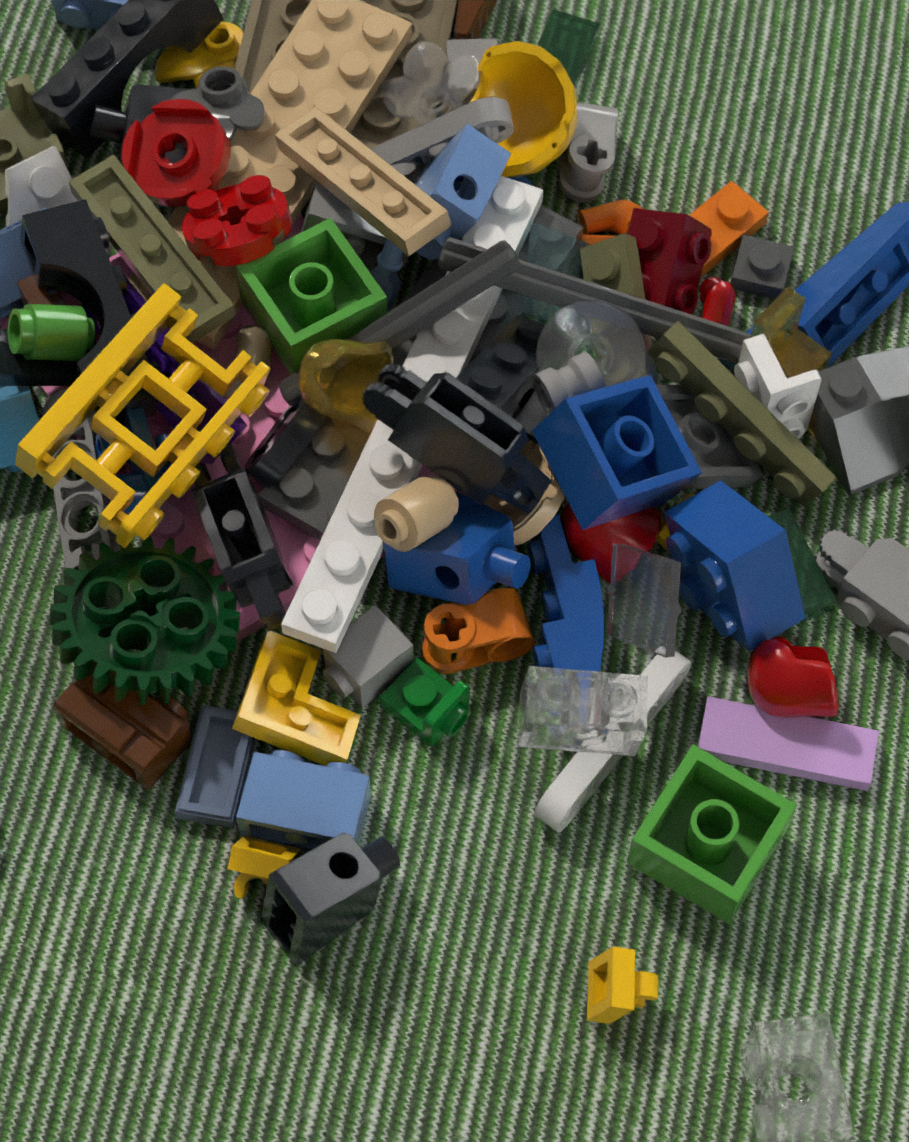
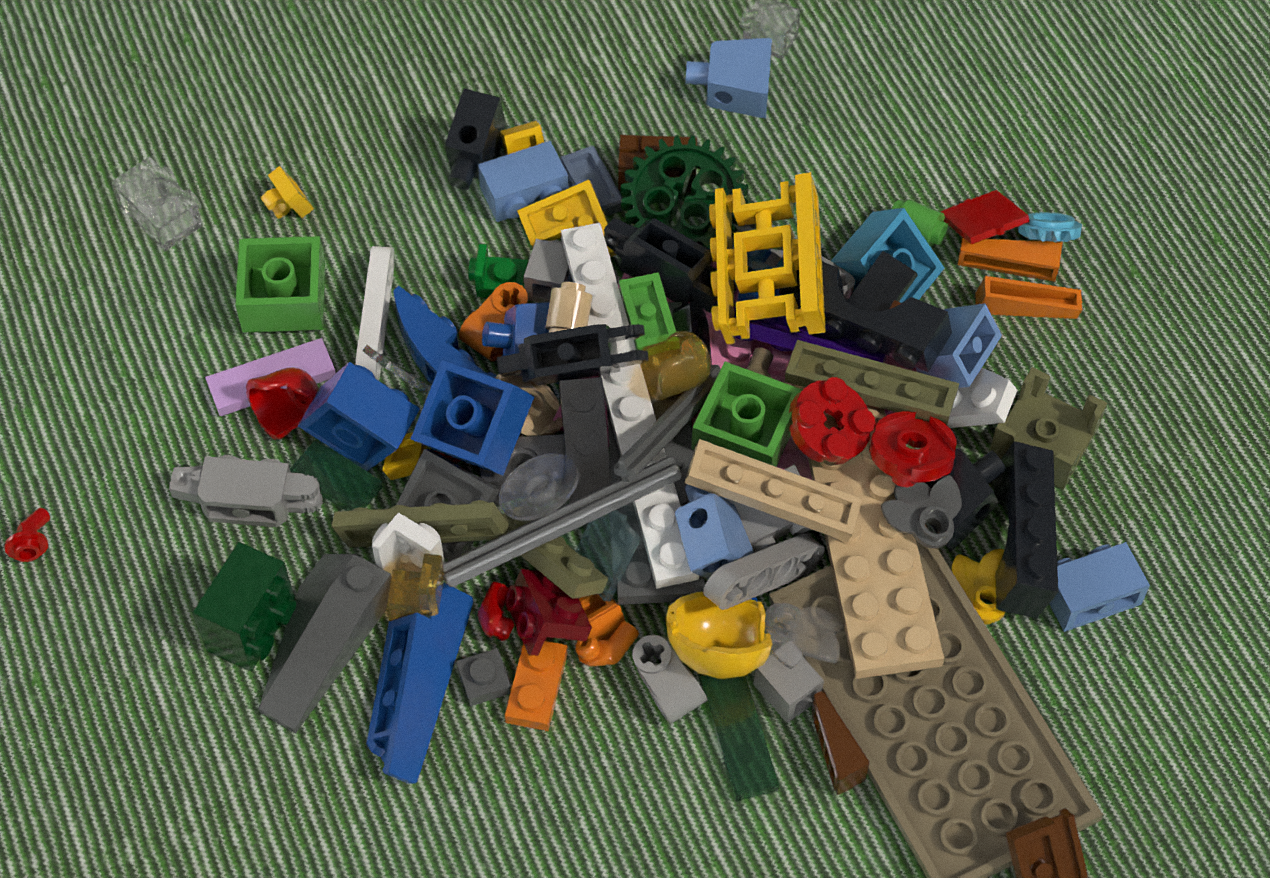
camera: 145 degrees right, 5 degrees down
(50, 332) = (877, 286): bright green brick -> none
(319, 472) = (647, 305): none -> bright green plate
(576, 378) = (530, 449): light grey wheel -> none
(582, 711) = (392, 275): clear brick -> none

